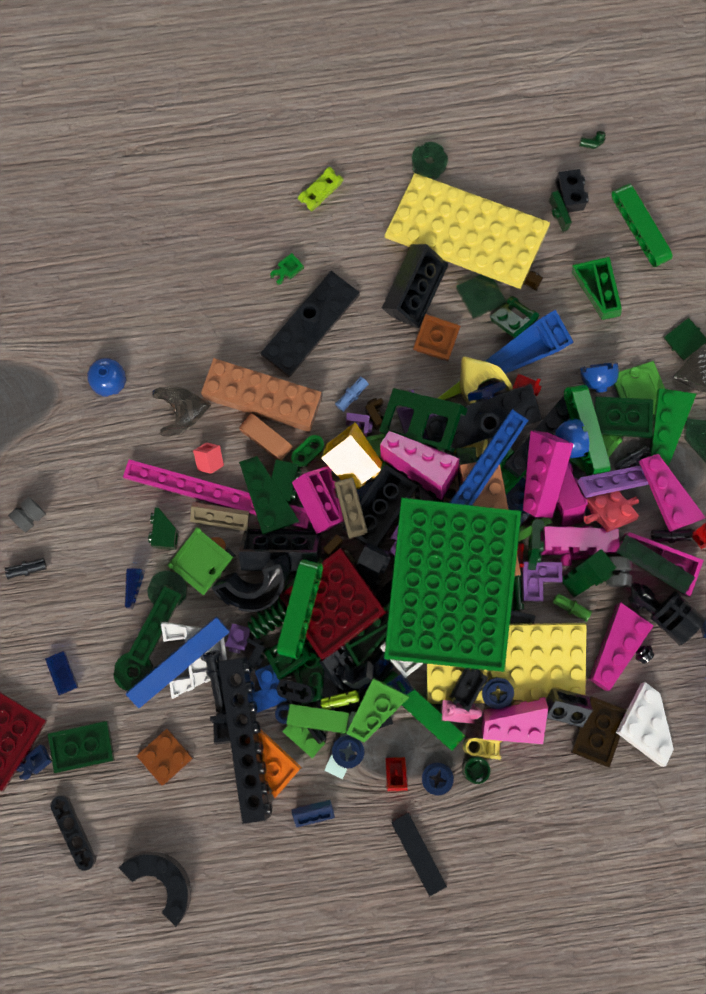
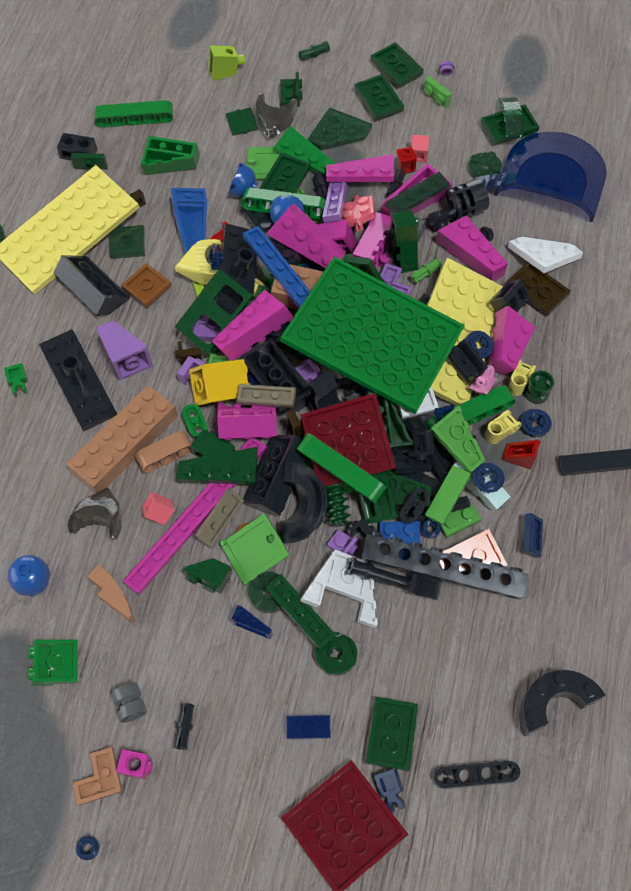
camera: 65 degrees left, 15 degrees down
(38, 436) = (53, 662): none -> green plate
(115, 455) = (111, 593): none -> nougat slope
(164, 757) = (432, 654): dark orange plate -> none
(177, 662) = (345, 602): blue tile -> none
(340, 700) = (438, 469): lime axle -> none
(349, 350) = (124, 350): none -> medium lavender slope
(351, 394) = (161, 367): medium blue pin -> none
(419, 747) = (503, 425): none -> light yellow piece
(511, 322) = (163, 225): dark green plate -> none
(595, 142) = (46, 120): dark green arm -> none

